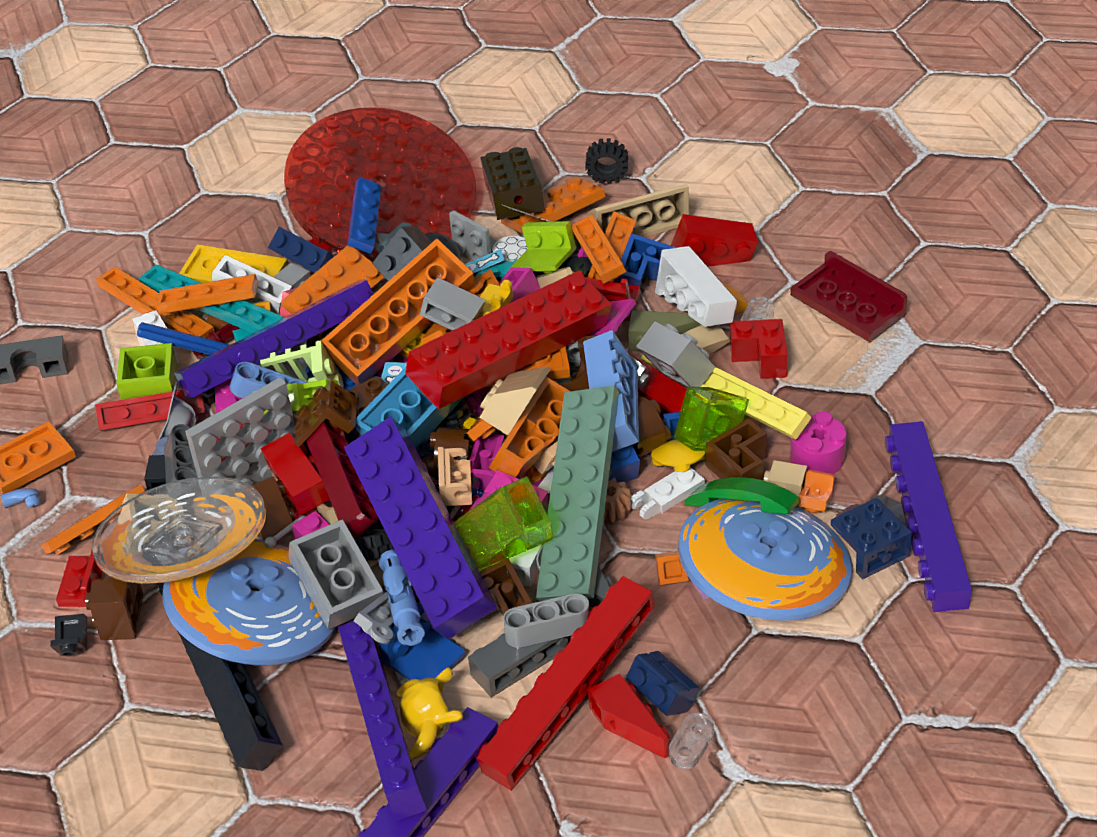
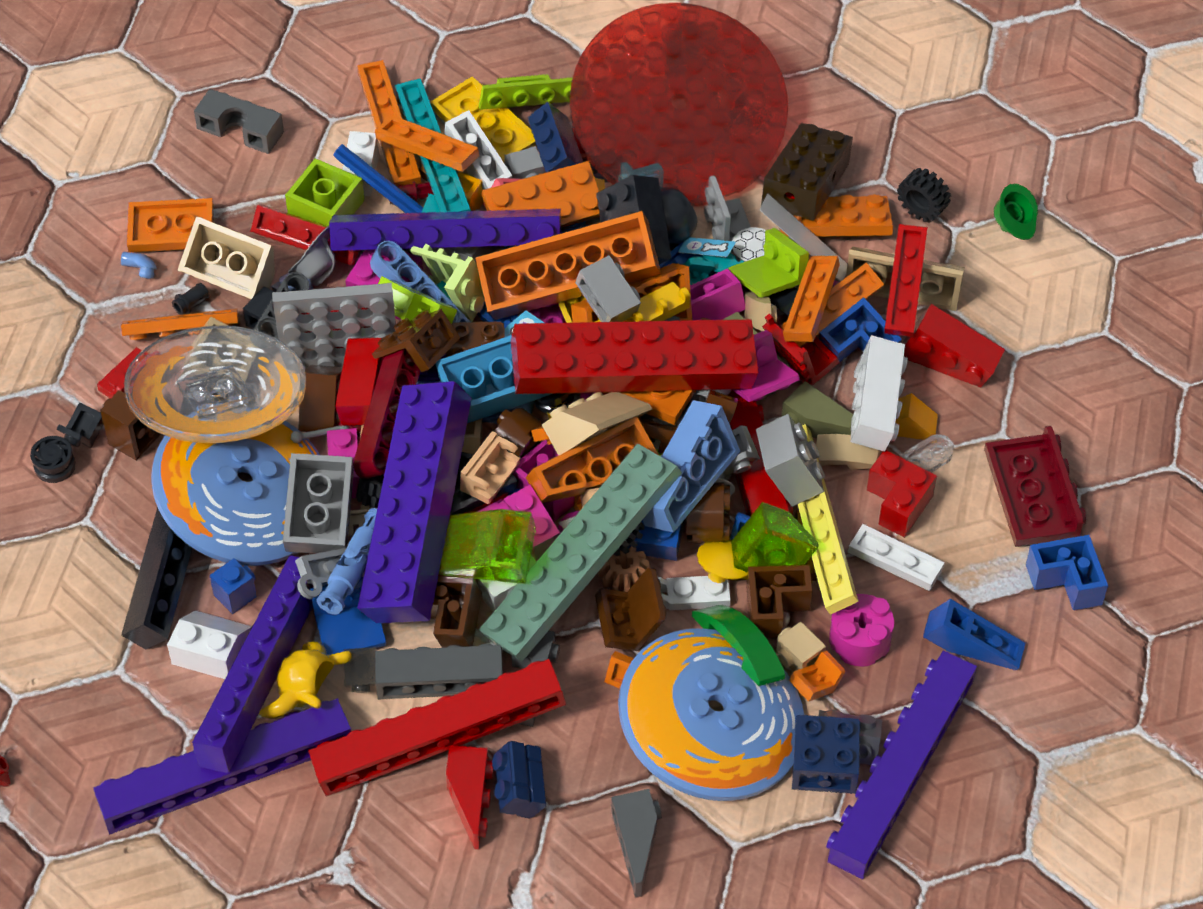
camera: 30 degrees right, 10 degrees up
(62, 673) = (53, 460): none -> black wheel
(86, 502) = (185, 302): none -> black pin
(103, 449) = (228, 258): none -> tan slope
(255, 231) = (525, 91): none -> lime bracket
(304, 678) = (233, 585): none -> blue brick
(319, 735) = (206, 643): none -> white slope
(364, 215) = (627, 135): blue plate -> none
(465, 681) = (360, 670): none -> clear smoke bracket
(545, 620) = (449, 649): light grey beam -> none
(646, 520) = (633, 615): none -> reddish brown bracket
(654, 206) = (905, 280): none -> red plate
(678, 143) = (1017, 211): none -> green piece
(689, 742) = (503, 848): clear plate -> none
(781, 668) = (636, 827): none -> dark grey slope
(801, 388) = (896, 557): none -> white plate
(889, 406) = (972, 636): none -> blue slope
(925, 328) = (1070, 564): none -> blue brick

